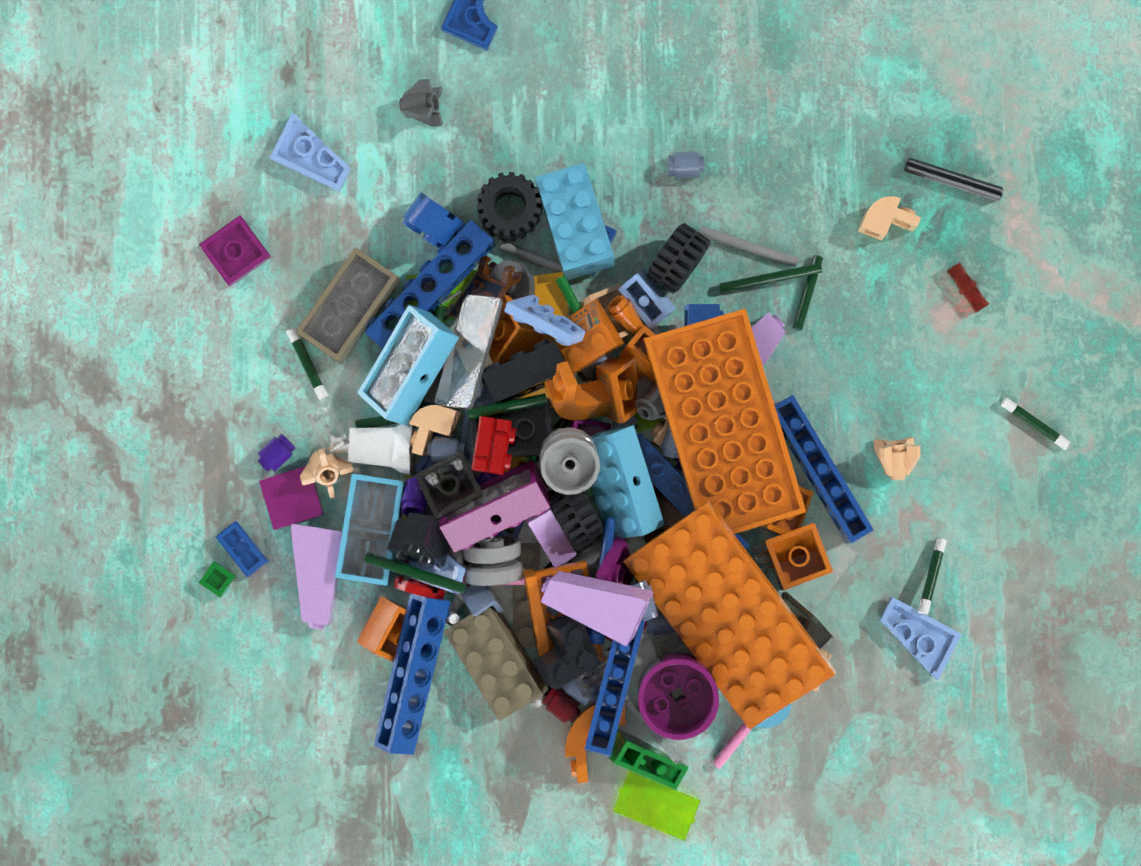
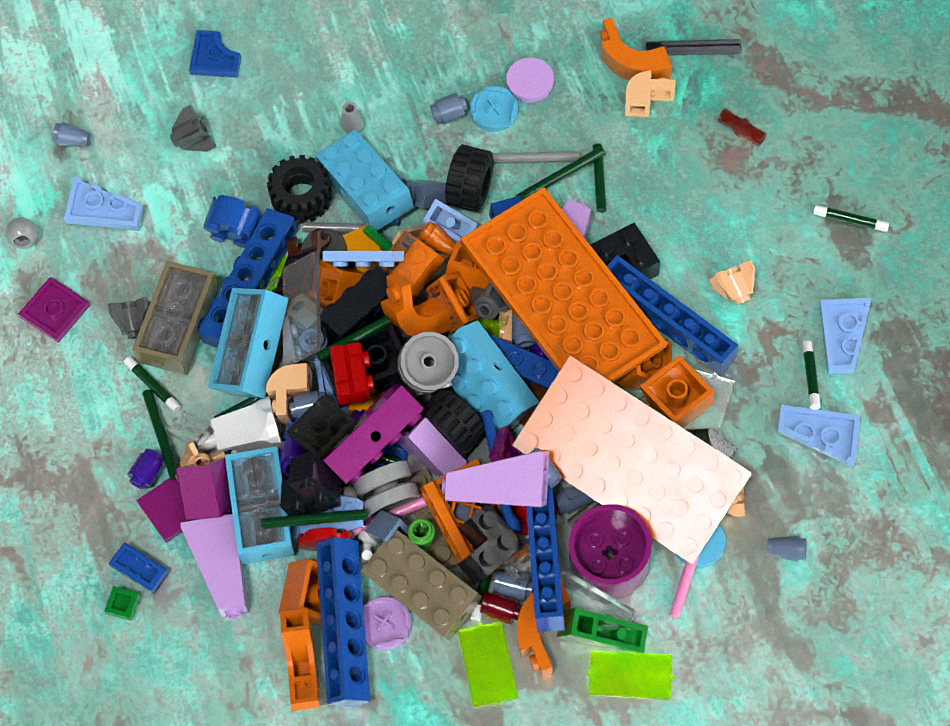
camera: 10 degrees left, 20 degrees down
(224, 158) = (21, 232): none -> light grey piece
(300, 420) = (160, 433): none -> dark green bar
(301, 62) = (70, 135): none -> sand blue cone
(305, 289) = (129, 315): none -> dark grey brick
(323, 499) = (204, 489): none -> magenta slope
(363, 697) = (300, 658): none -> orange arch
(451, 681) = (386, 623): none -> lavender tile
(502, 618) = (421, 533): none -> bright green cone
(532, 751) = (488, 665): none -> clear neon green piece
(585, 150) = (351, 118): none -> light grey cone
(633, 253) = (426, 191): none -> sand blue panel
(731, 178) = (494, 109): none -> medium azure tile
(777, 159) = (530, 80): none -> lavender tile
(807, 384) = (631, 247): none -> black brick
(844, 738) = (789, 547): none -> sand blue cone
(882, 176) = (629, 62): none -> orange arch
(979, 541) = (842, 331): none -> light blue wing

